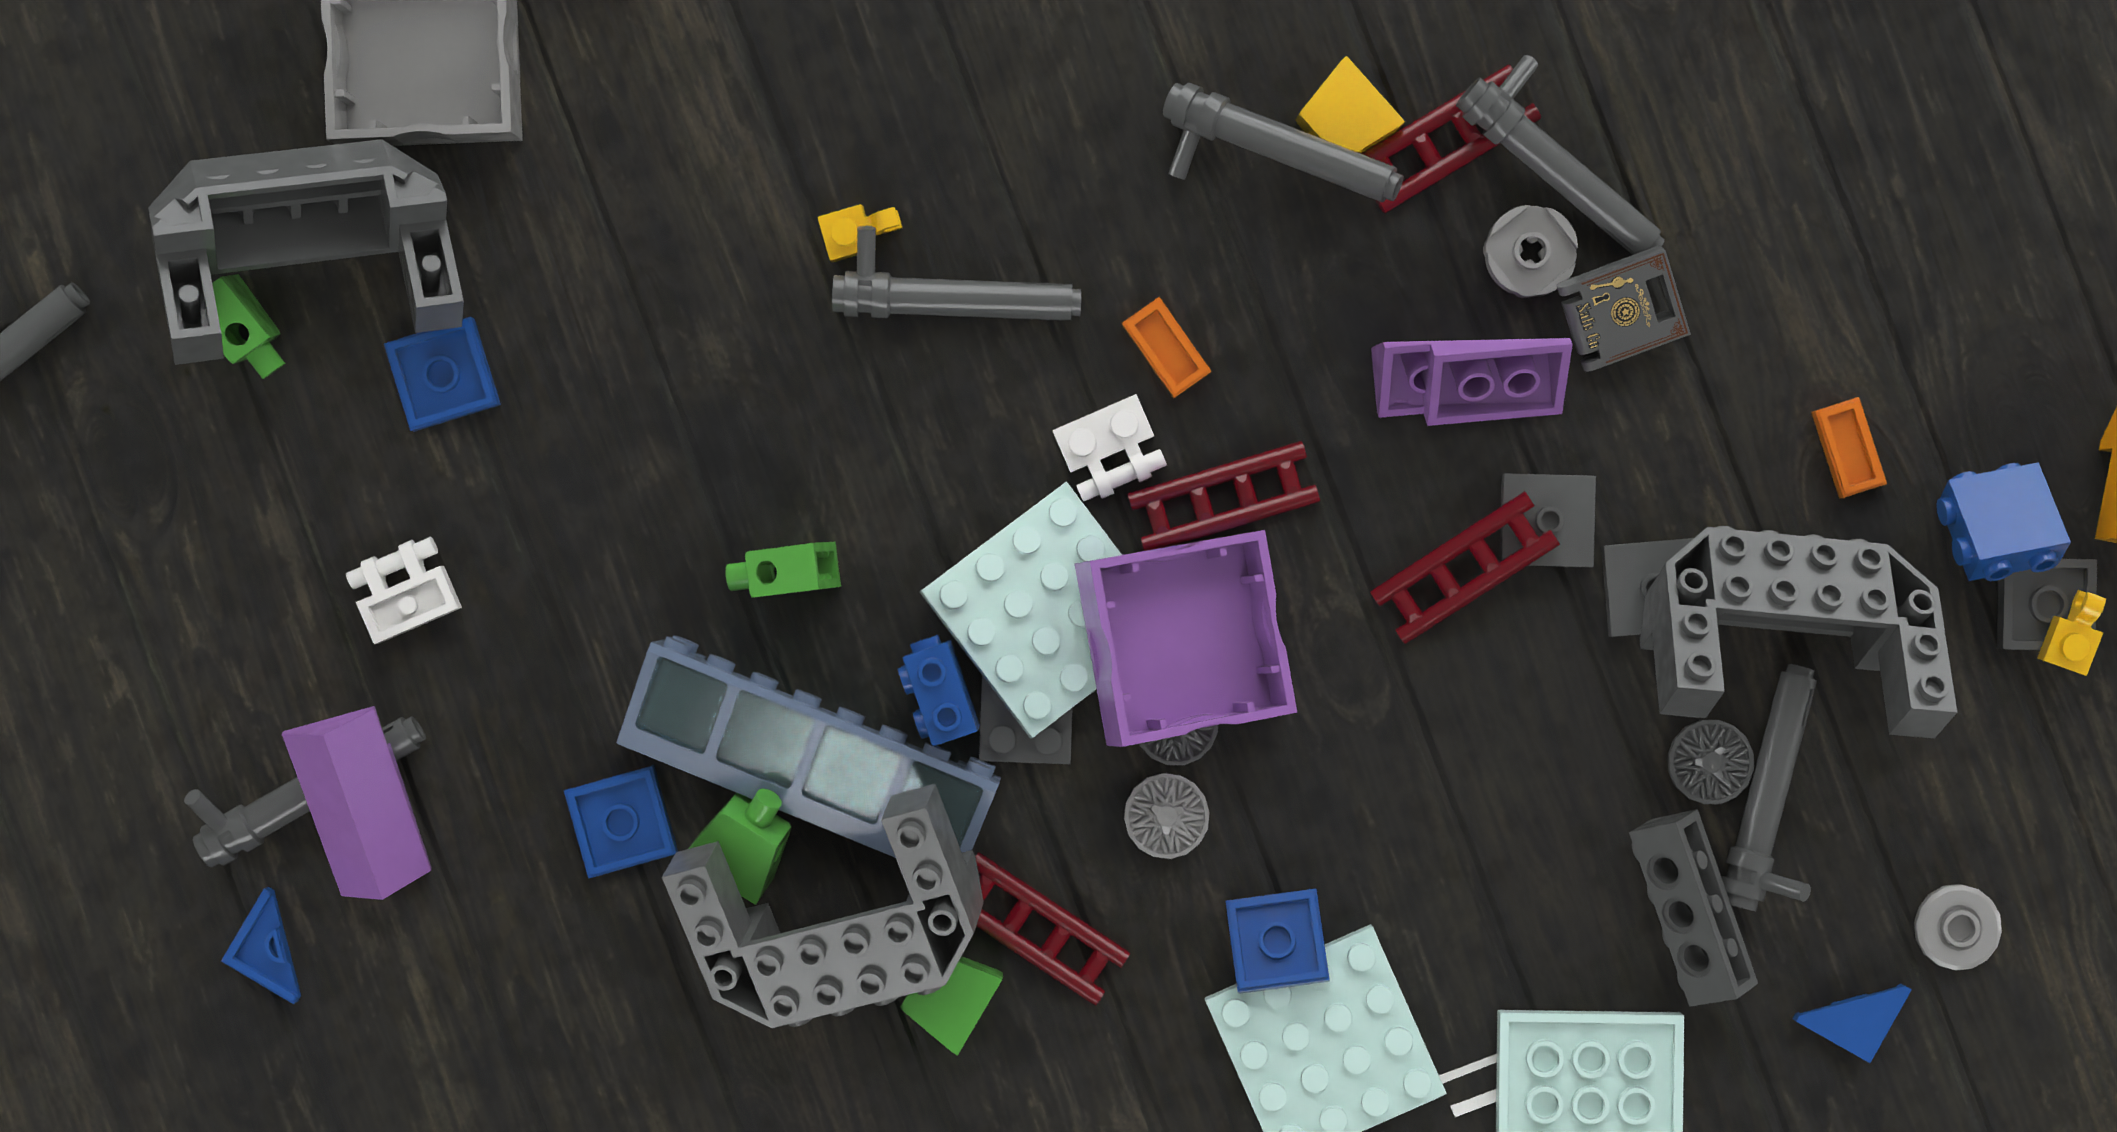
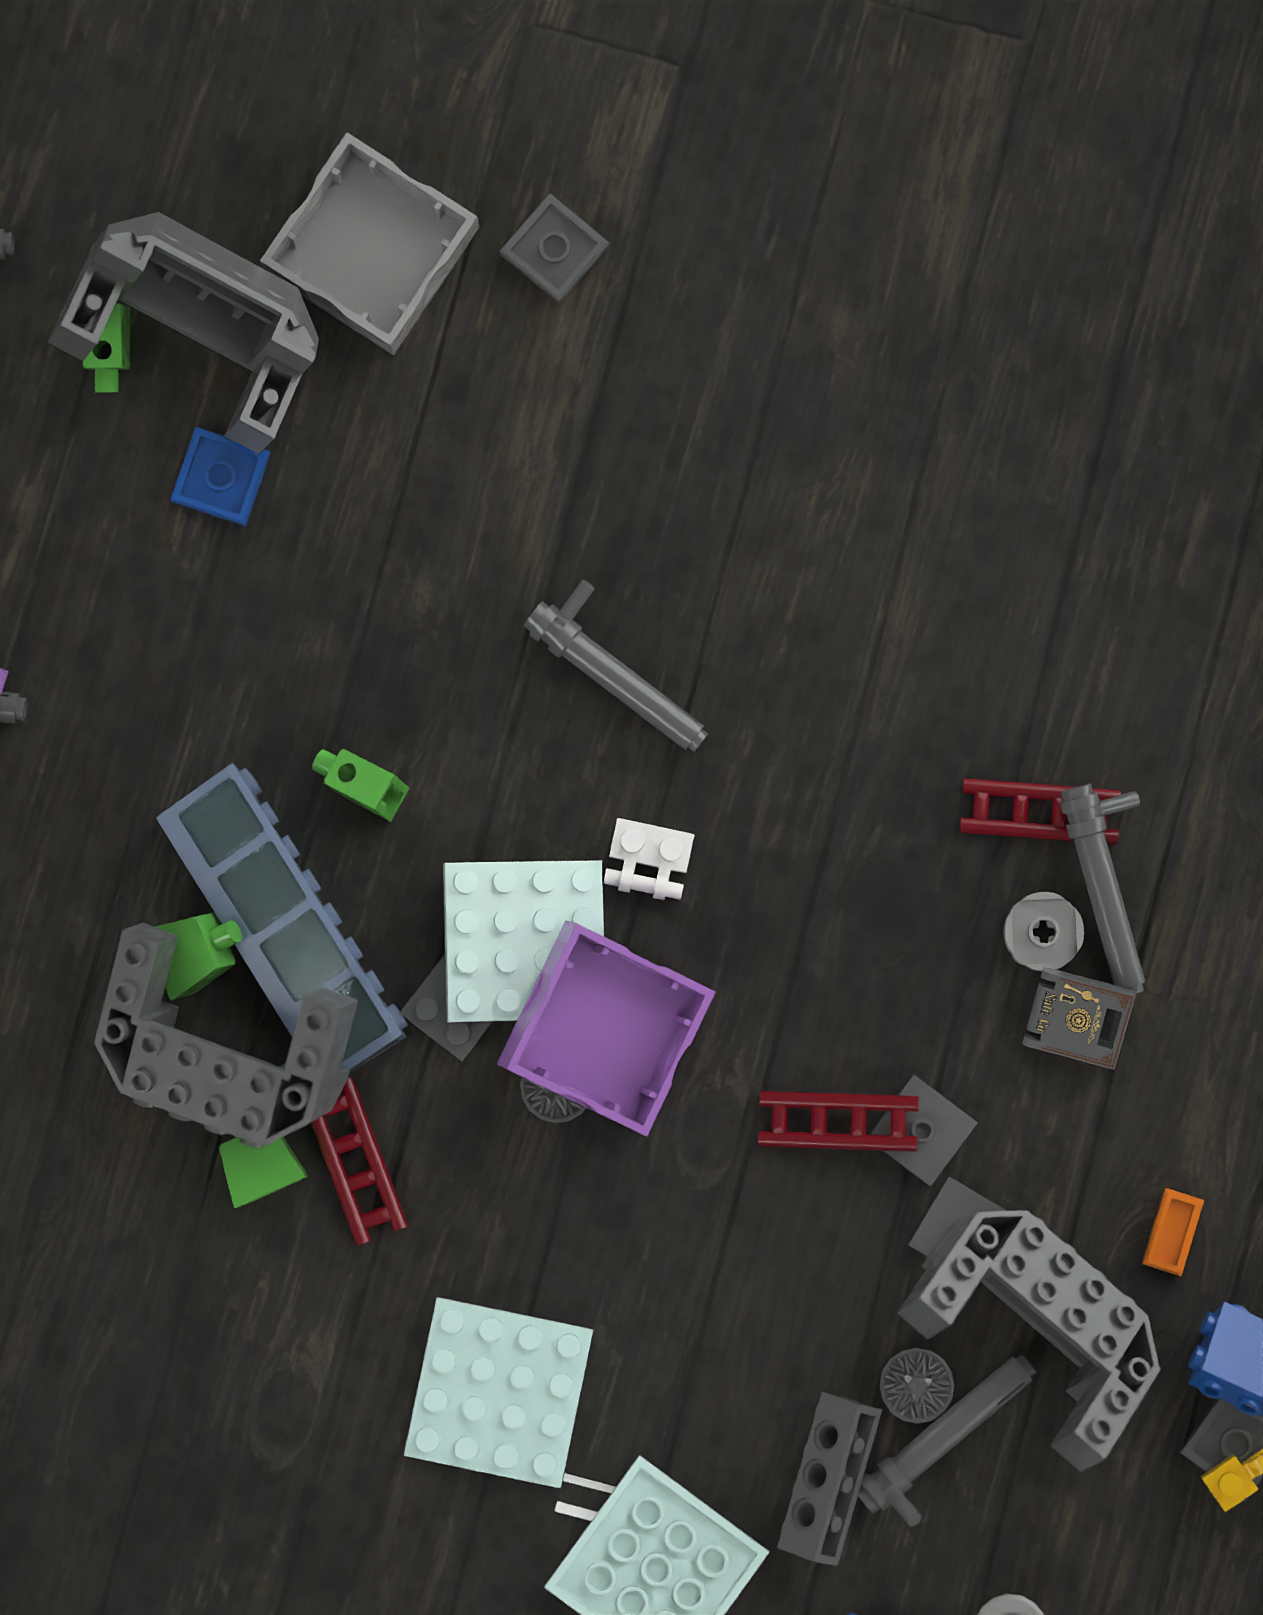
camera: 25 degrees right, 5 degrees down
(409, 603) = (82, 618): white plate -> none
(621, 821) = (117, 876): blue tile -> none
(840, 228) = (572, 571): yellow plate -> none
(940, 691) = (408, 941): blue brick -> none
(1166, 347) = (739, 817): orange tile -> none
(1166, 815) = (503, 1147): light grey wheel -> none
(1216, 117) = (888, 682): dark grey cylinder -> none
(1236, 471) = (727, 942): dark red bar -> none
(1277, 941) = (518, 1291): blue tile -> none
(1349, 111) = (976, 745): yellow torso -> none
(1471, 379) = (937, 991): medium lavender slope -> none

